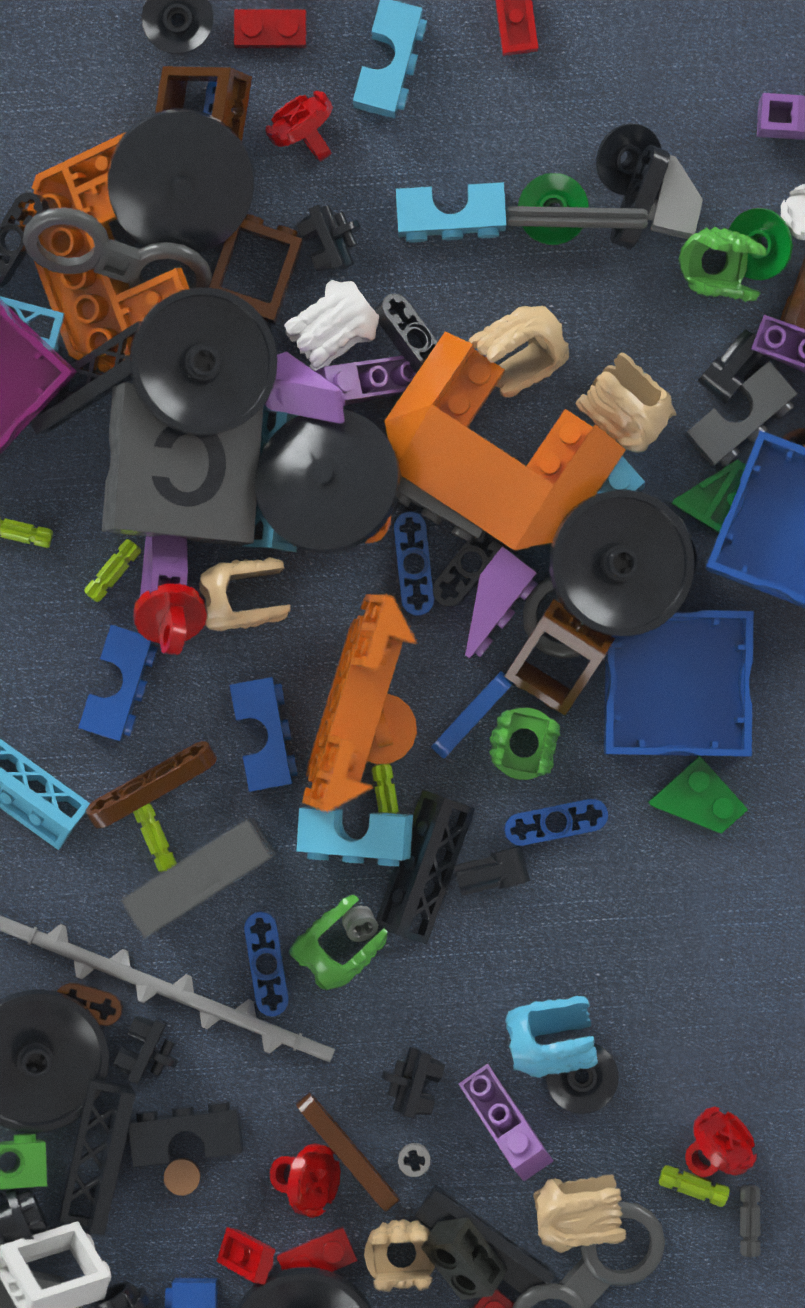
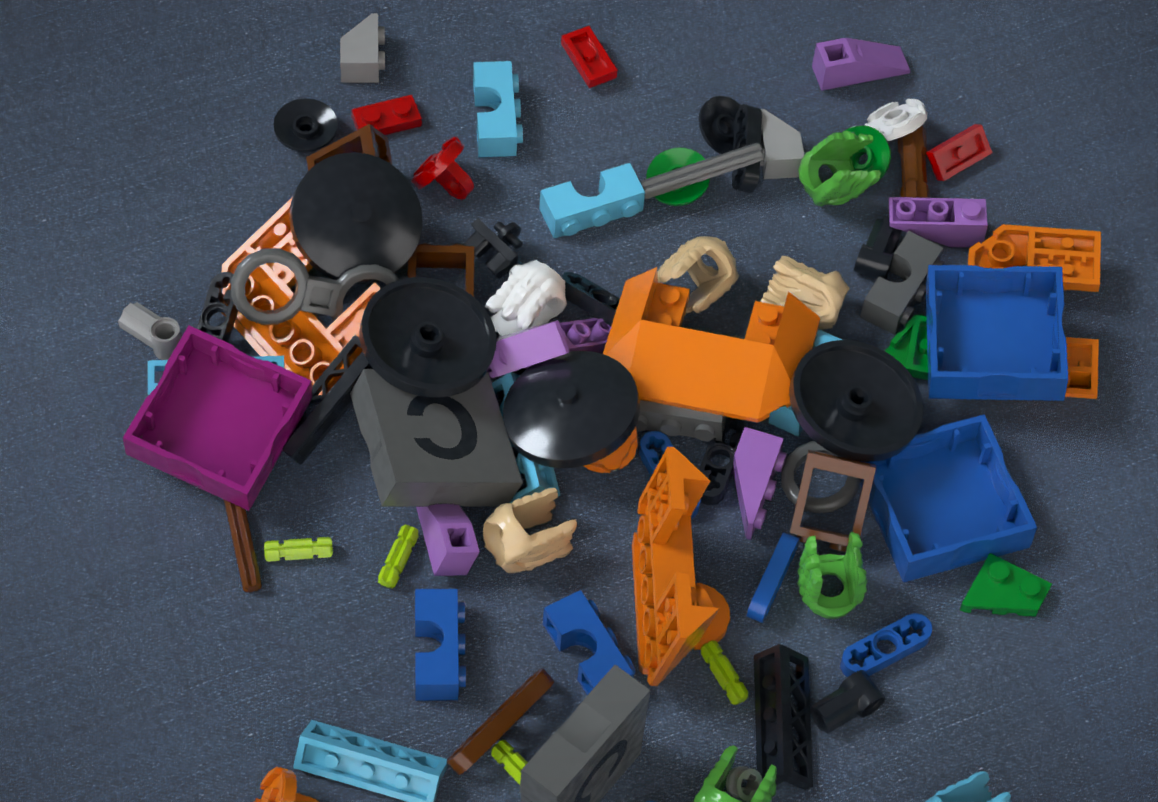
camera: 30 degrees left, 30 degrees down
(170, 616) = (469, 556): red tile -> none
(323, 834) = (738, 699): medium azure arch -> none

